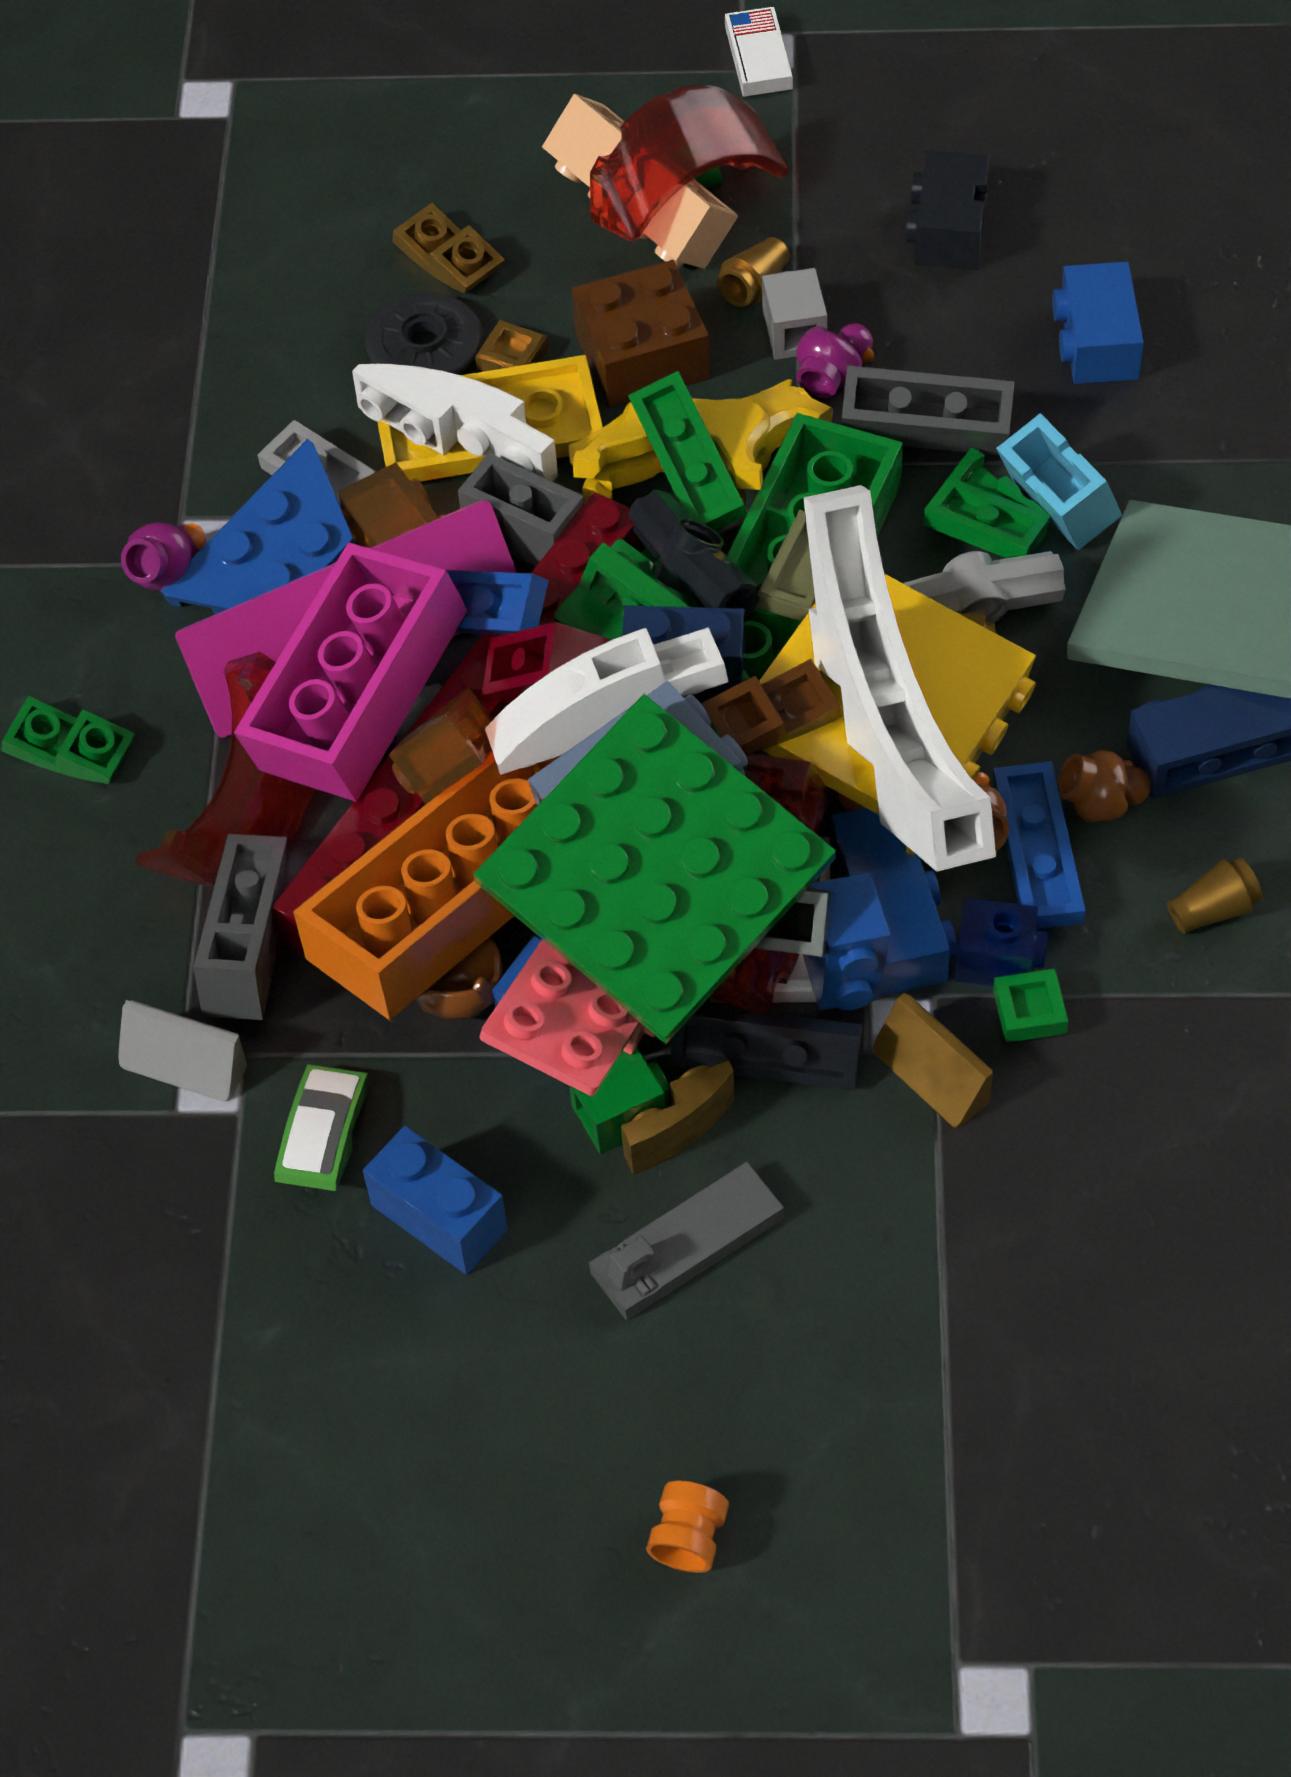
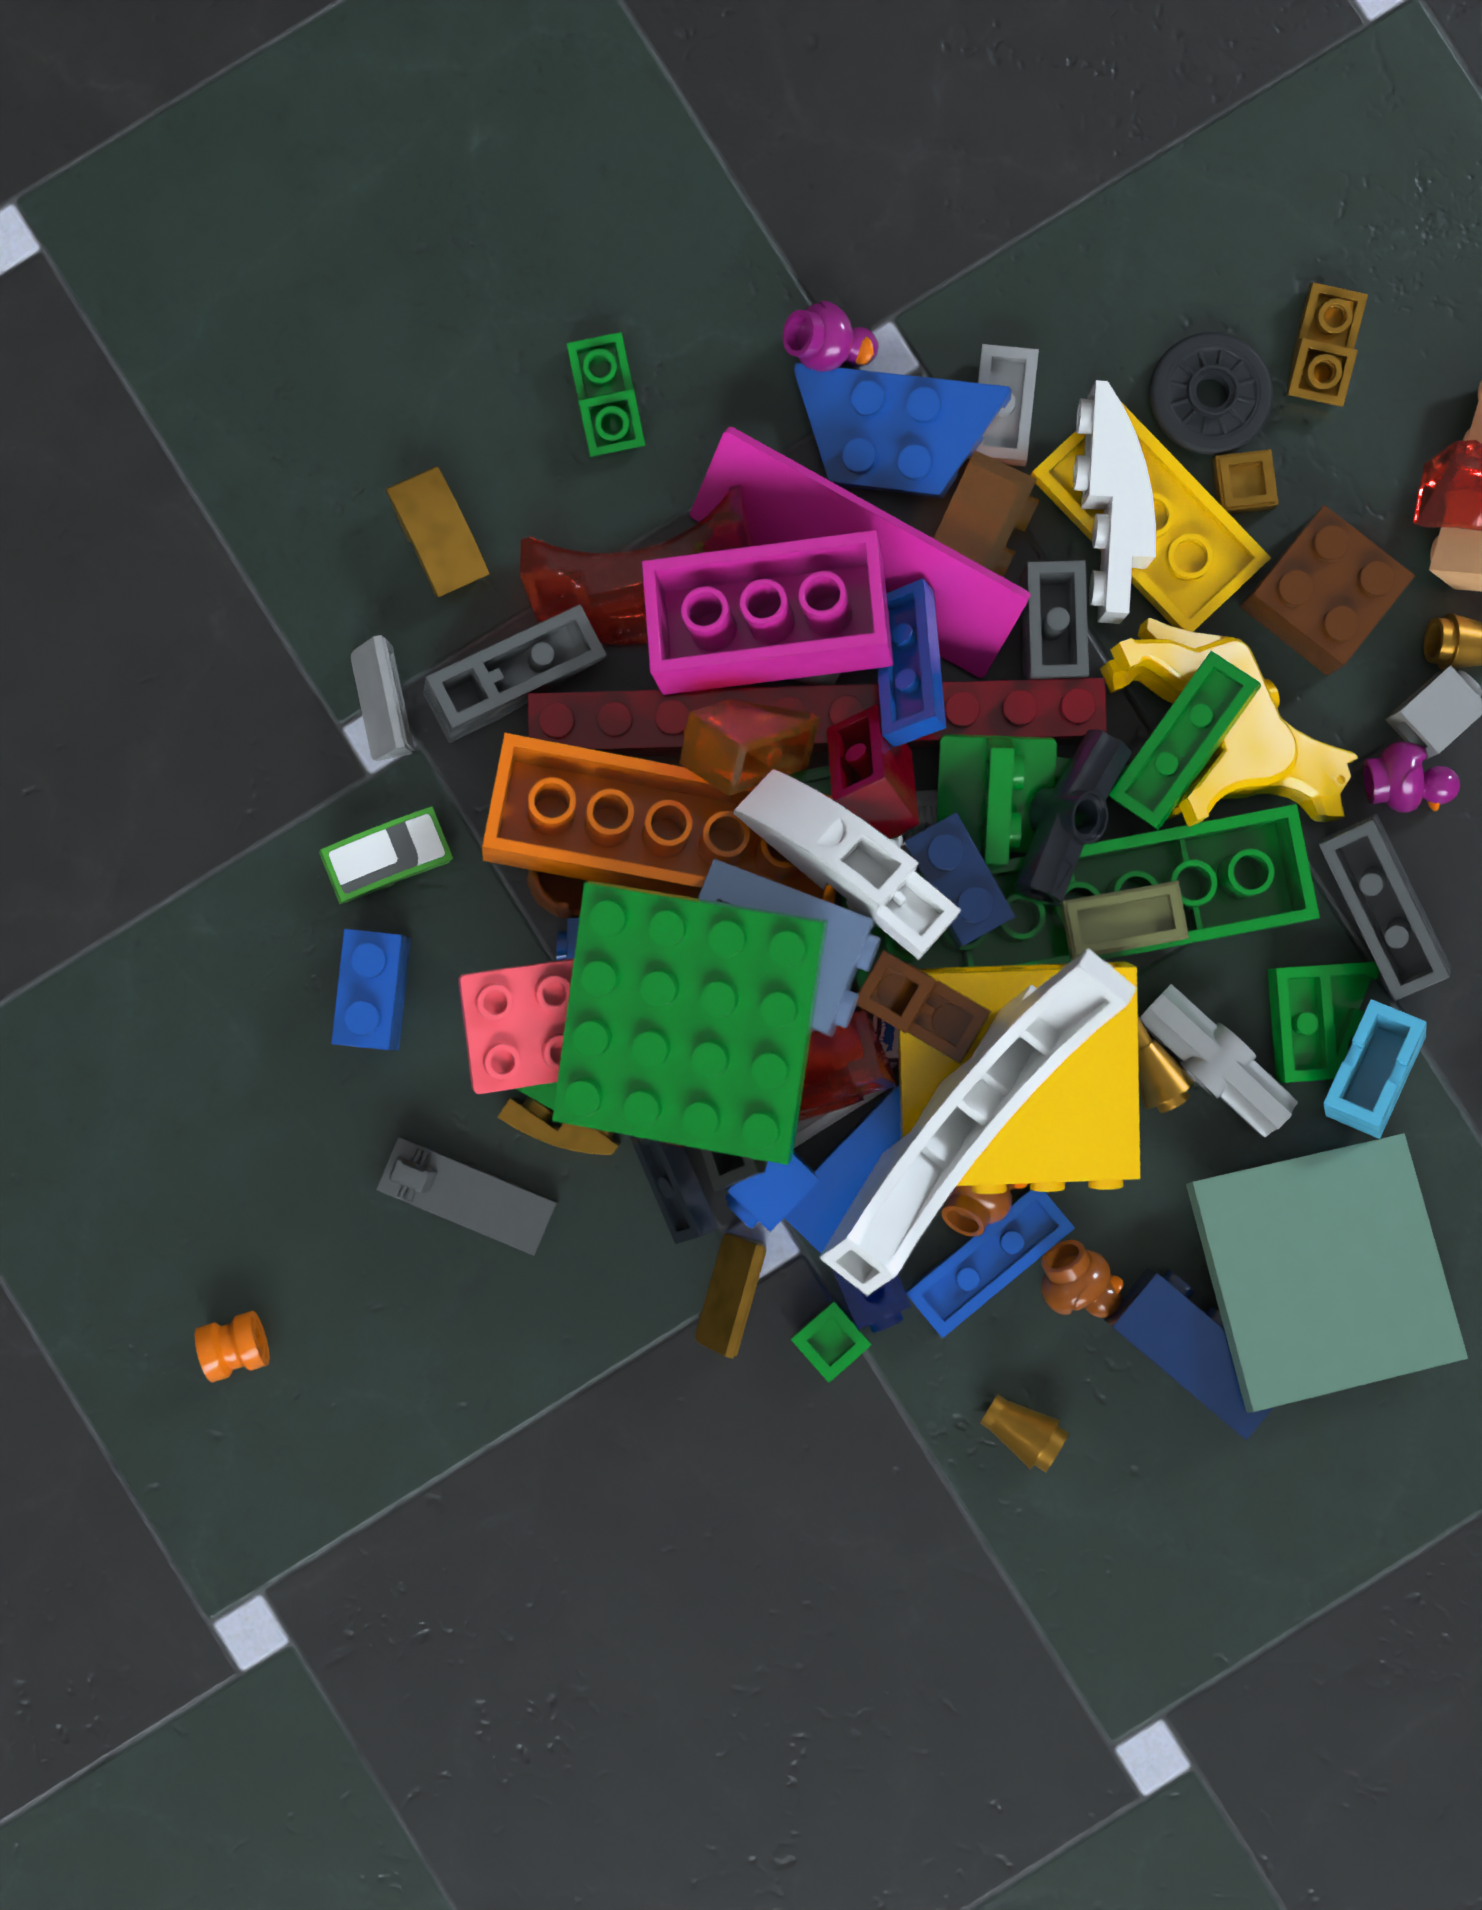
camera: 55 degrees right, 30 degrees up
(85, 921) = (437, 531): none -> pearl gold slope

